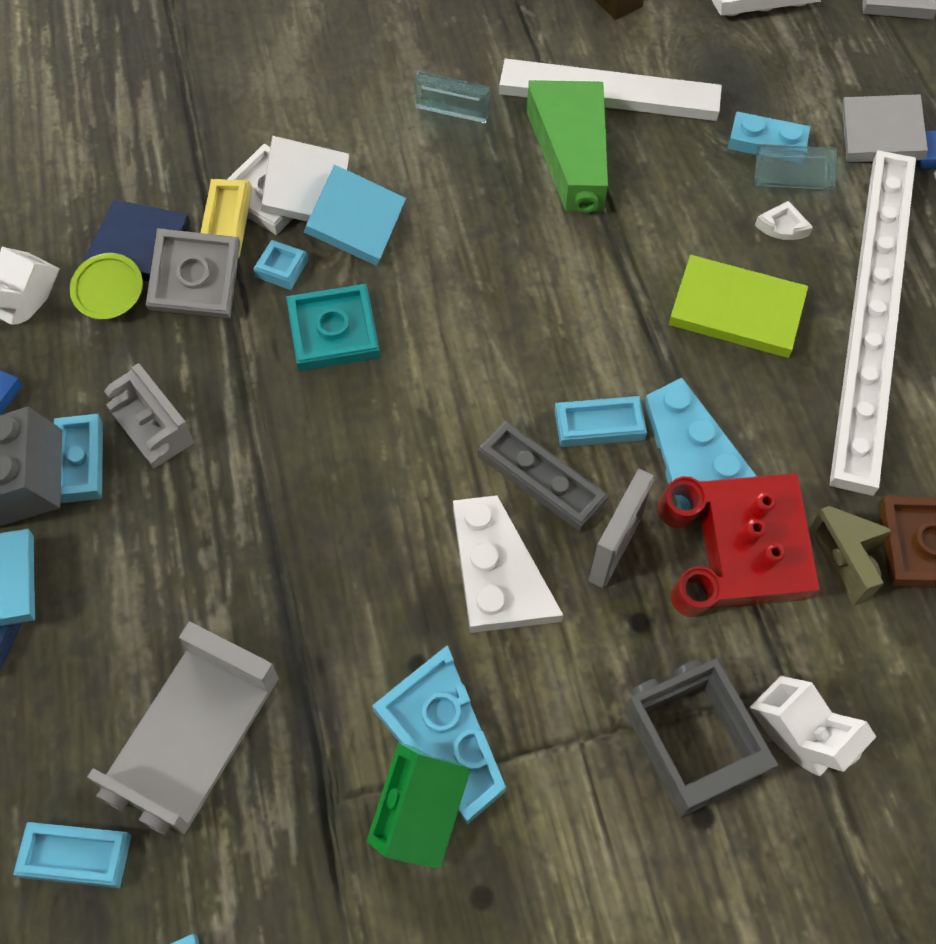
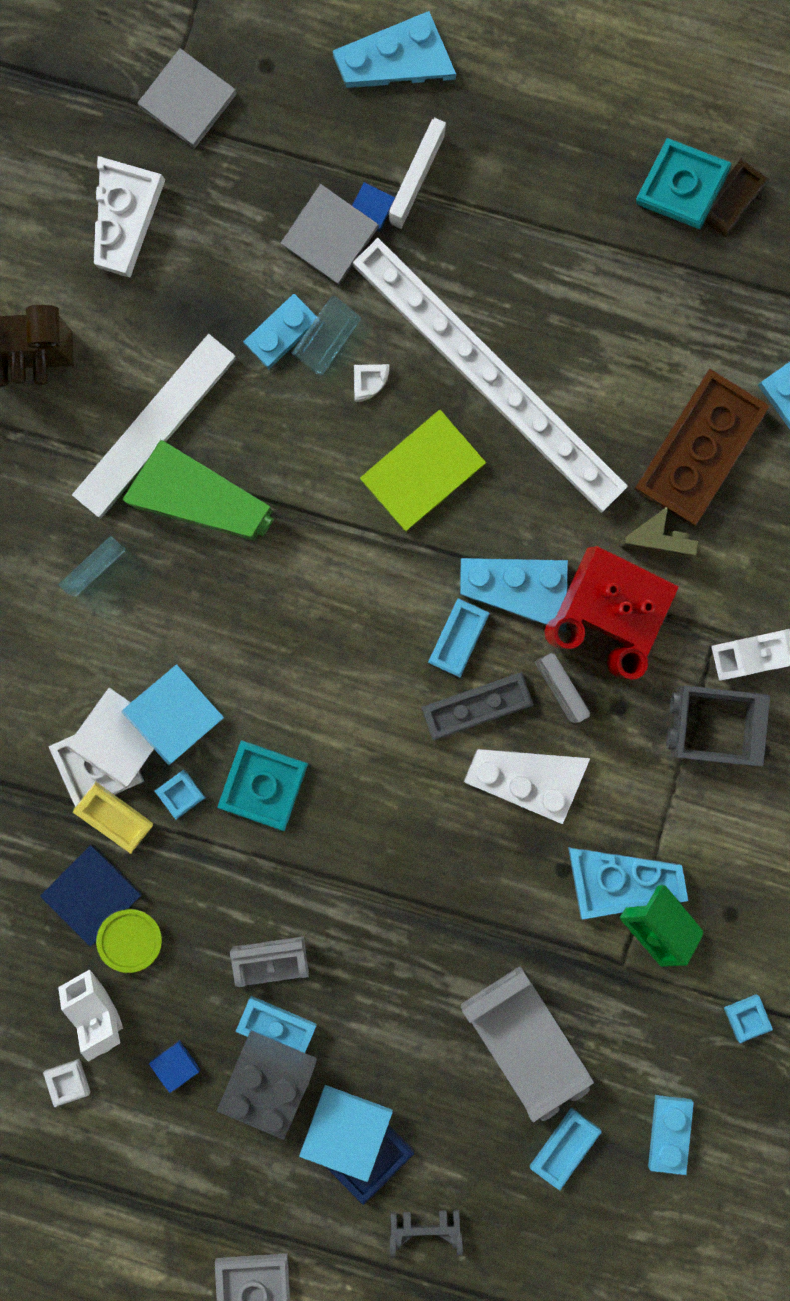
camera: 60 degrees left, 25 degrees up
(193, 273) = (157, 869): light grey tile -> none

